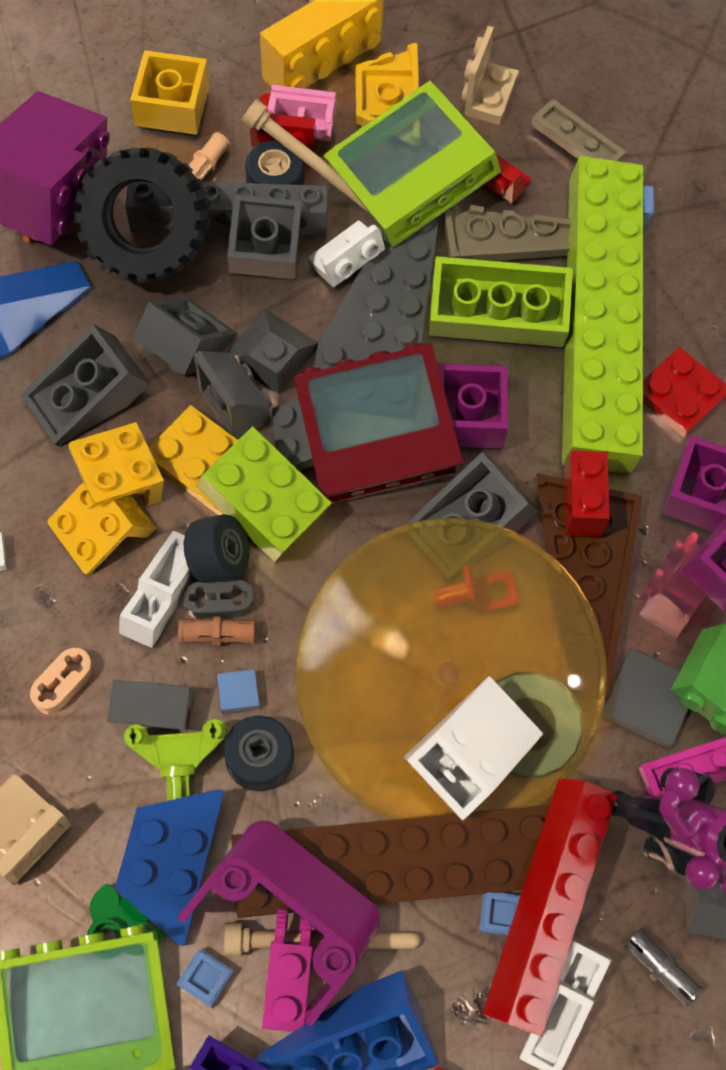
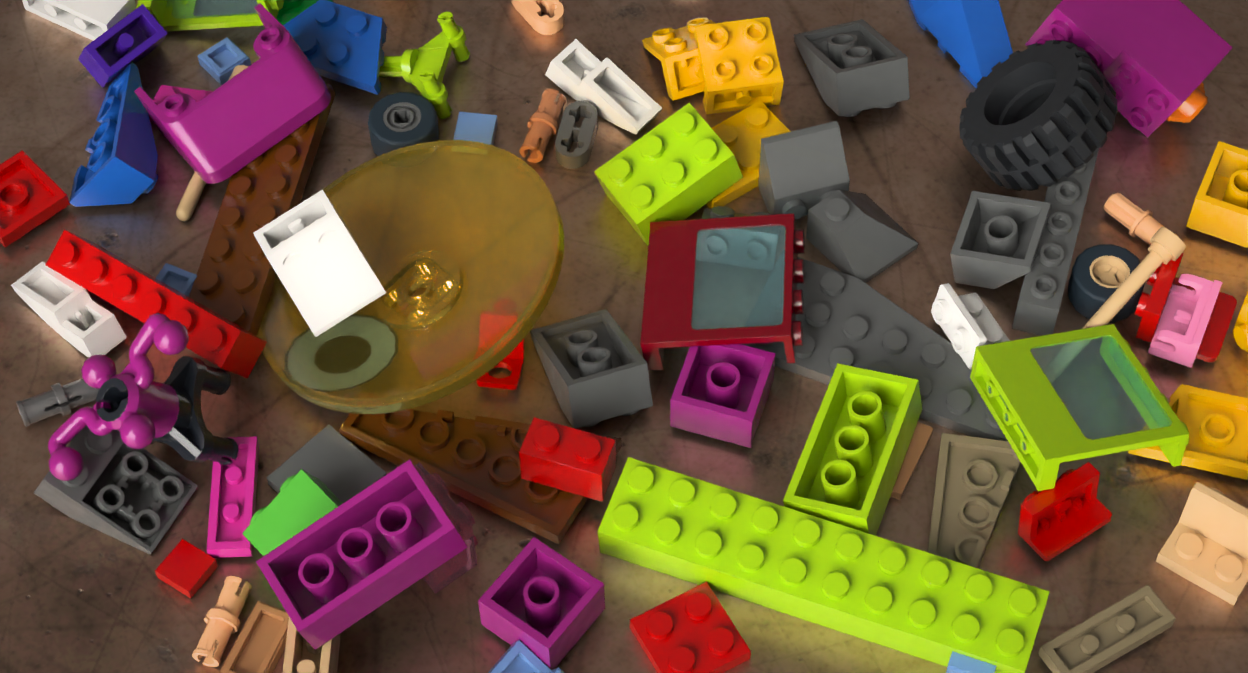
camera: 110 degrees right, 10 degrees down
(150, 705) = (485, 59): dark grey hinge -> none
(179, 329) = (897, 157): dark grey slope -> none
(216, 549) = (622, 110): black wheel -> none

